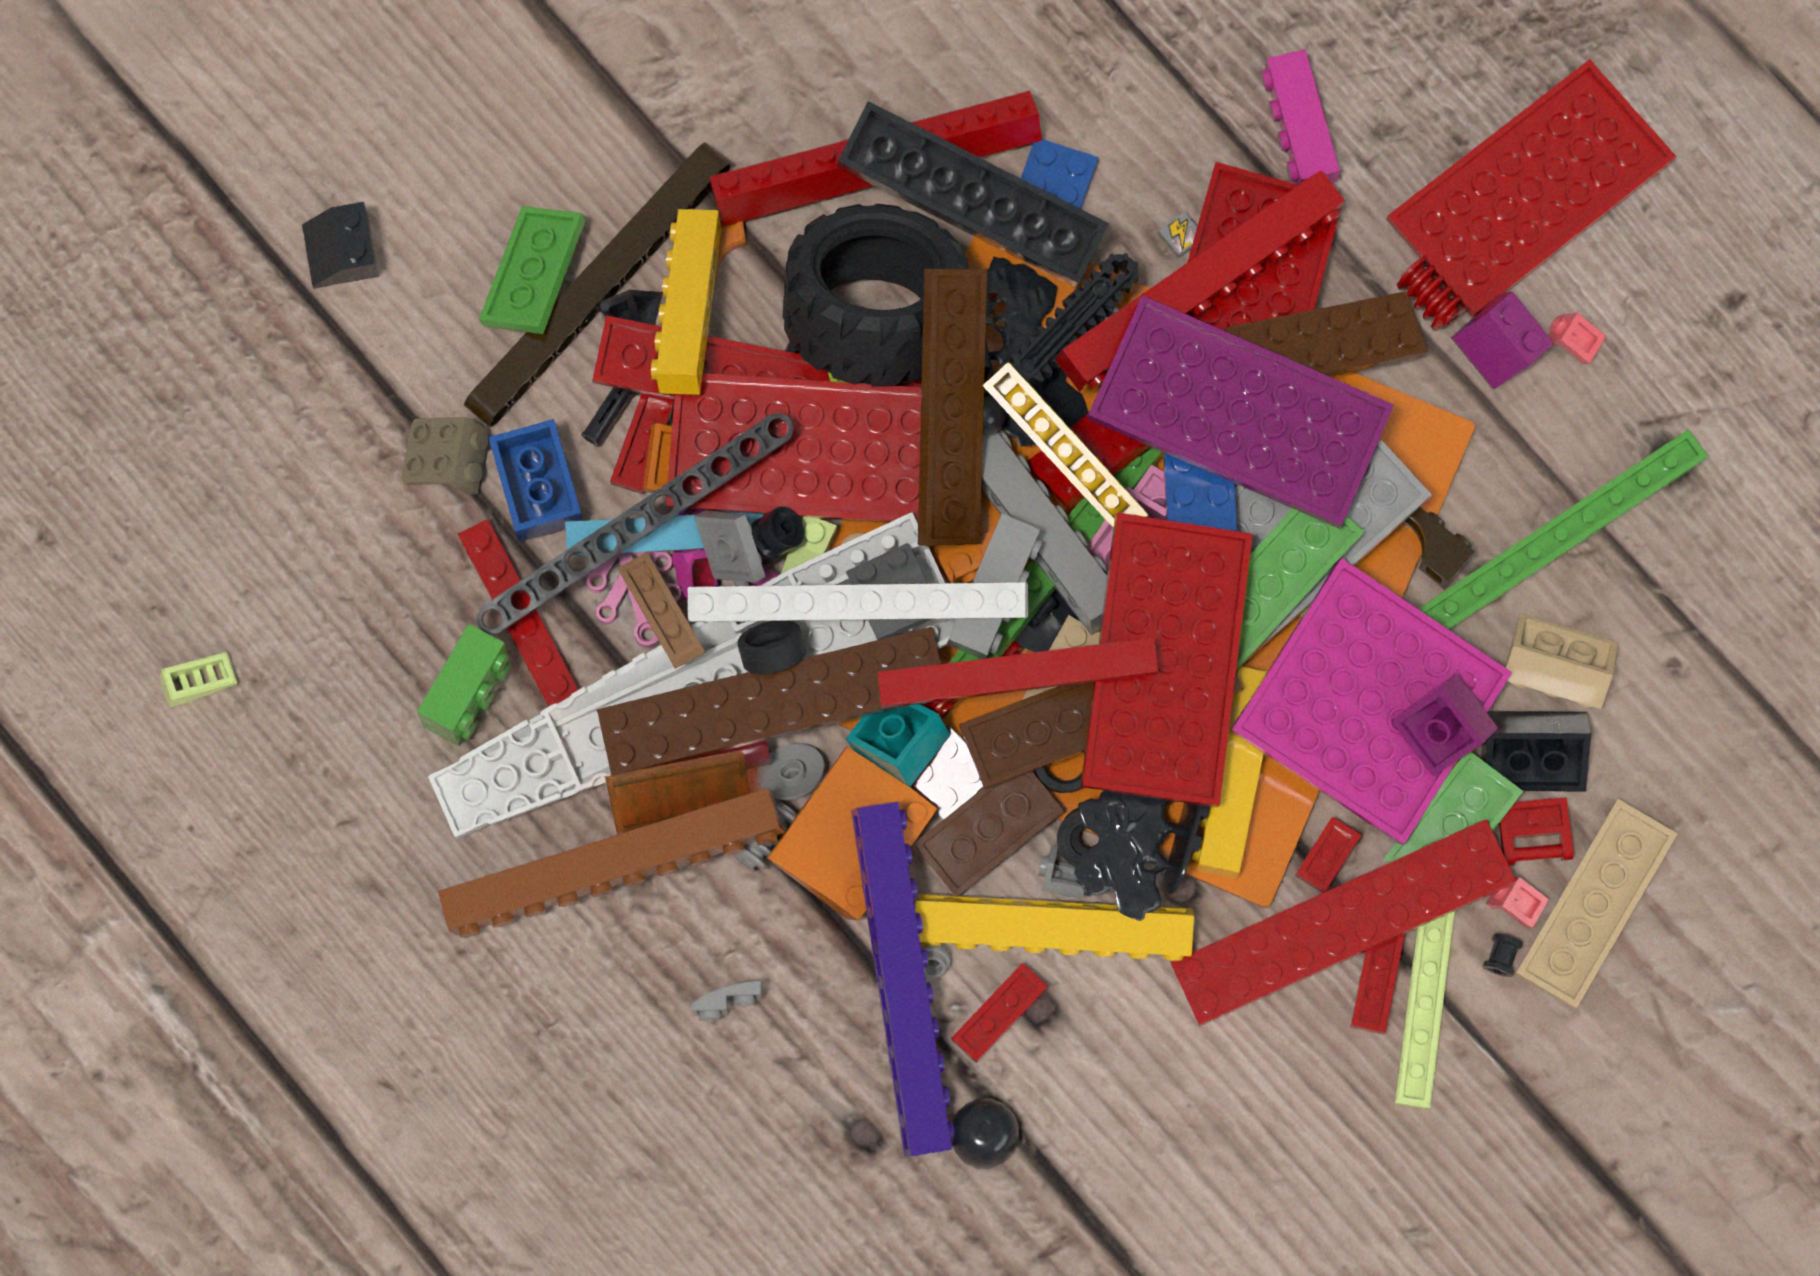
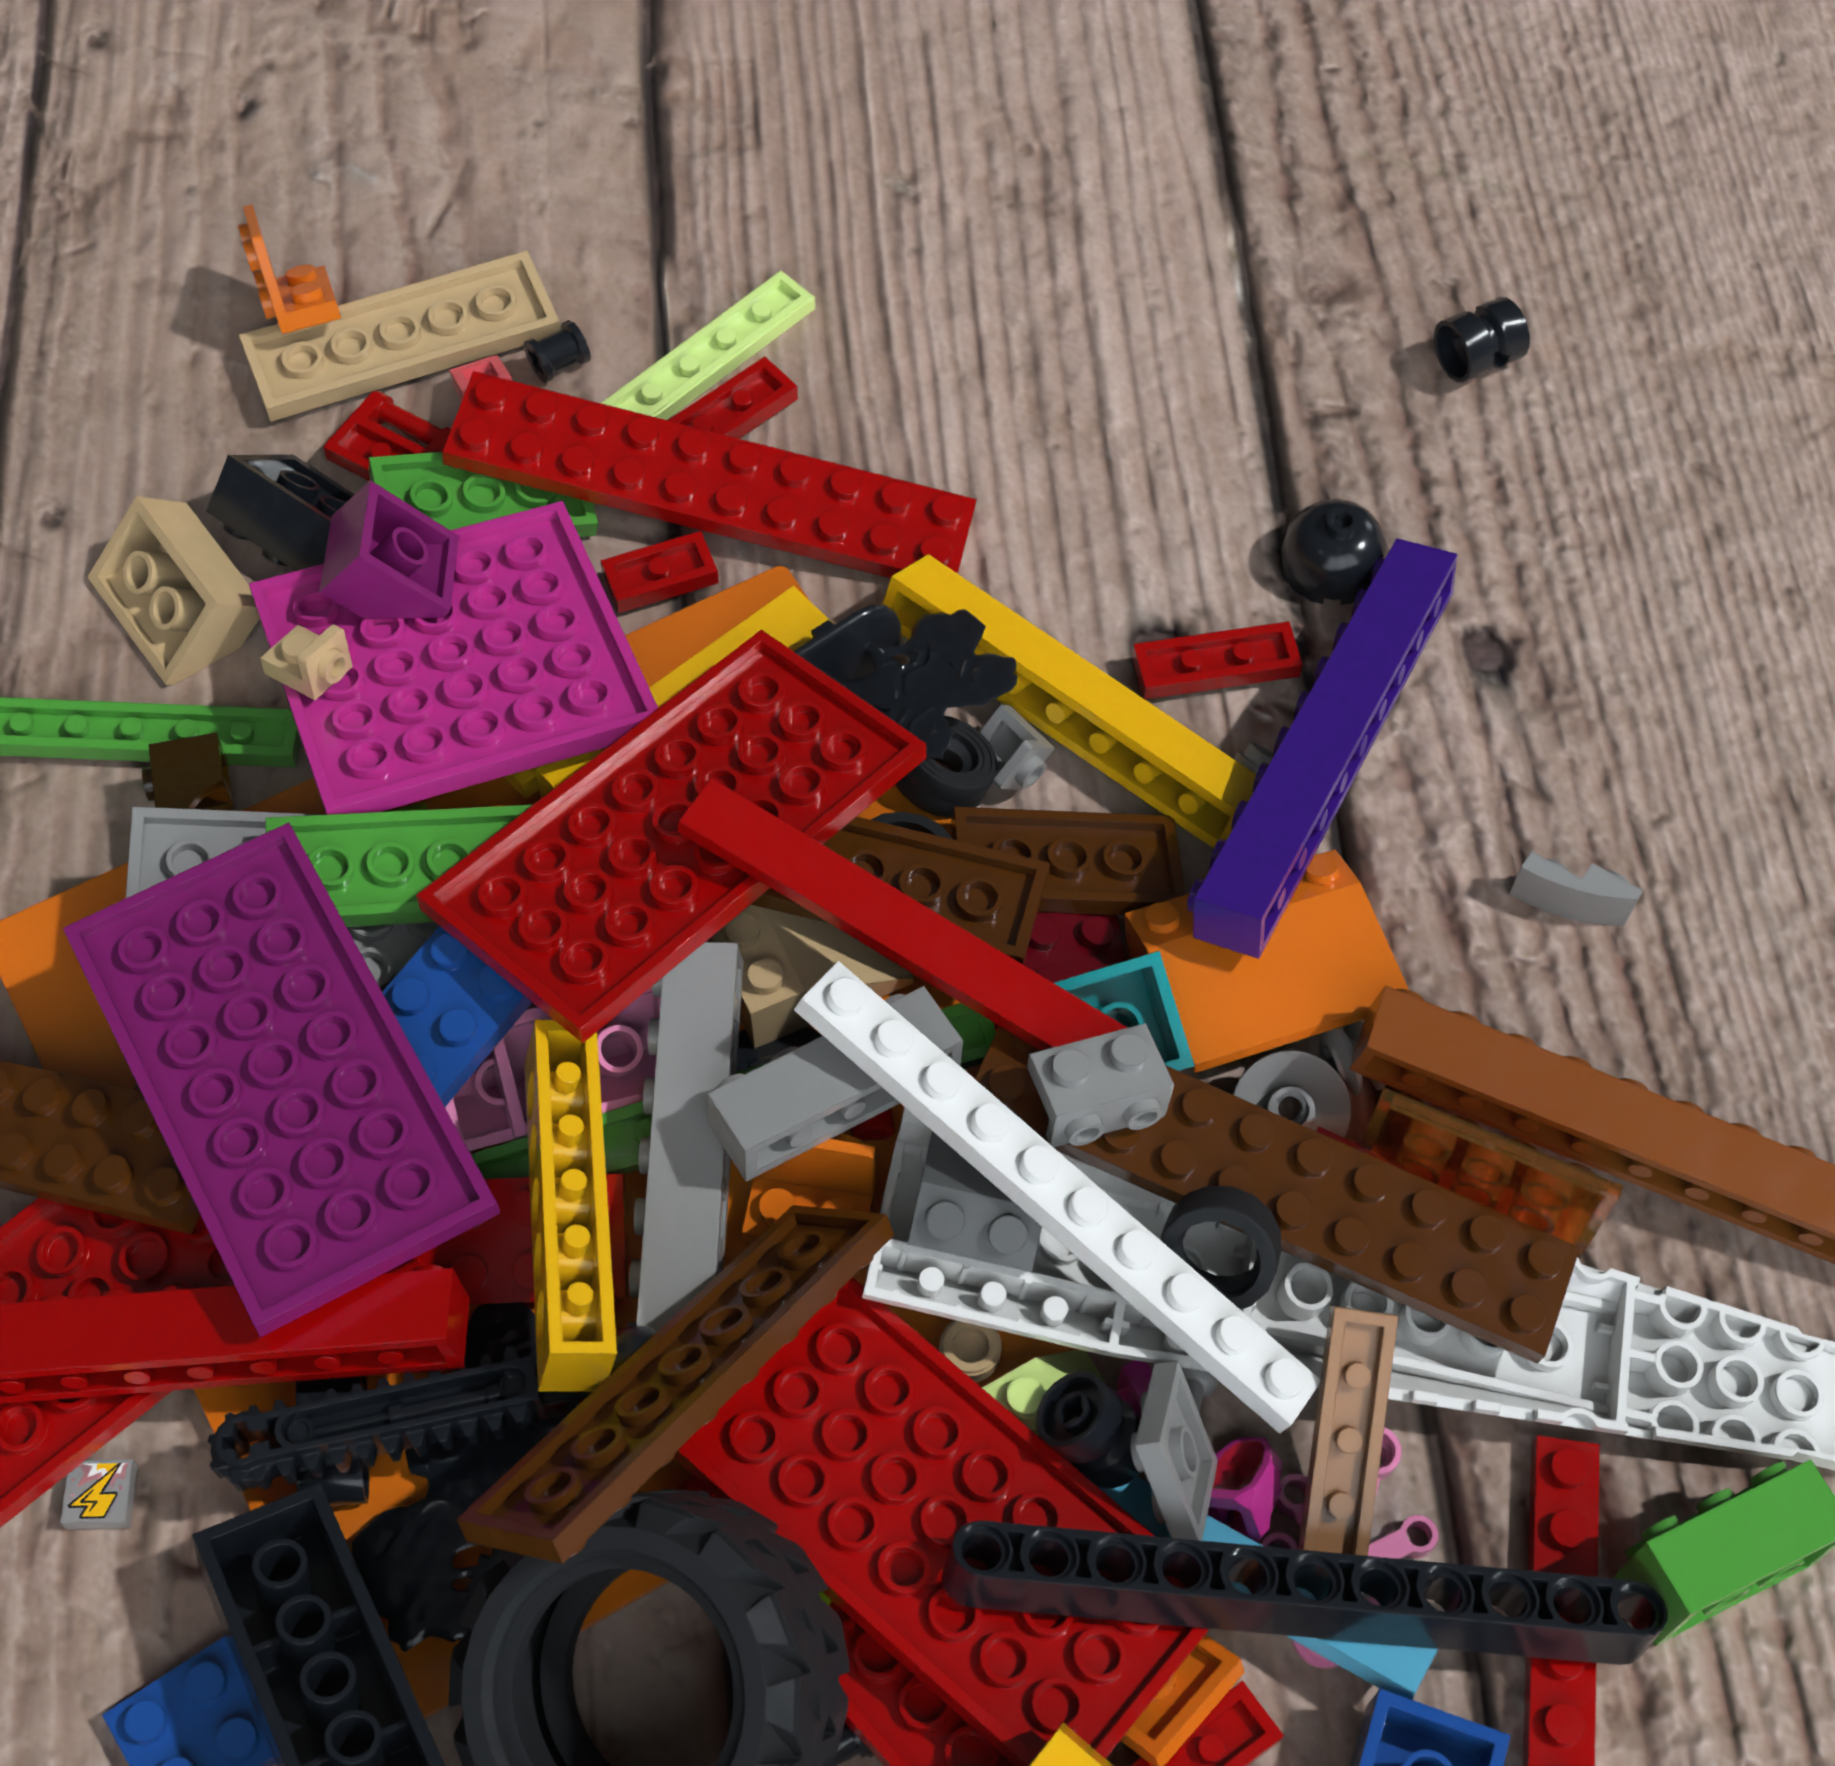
camera: 145 degrees left, 15 degrees down
(873, 664) = (1101, 1085): none -> light grey bracket
(1429, 635) = (309, 660): none -> tan bracket
(1676, 877) = (299, 297): none -> orange bracket

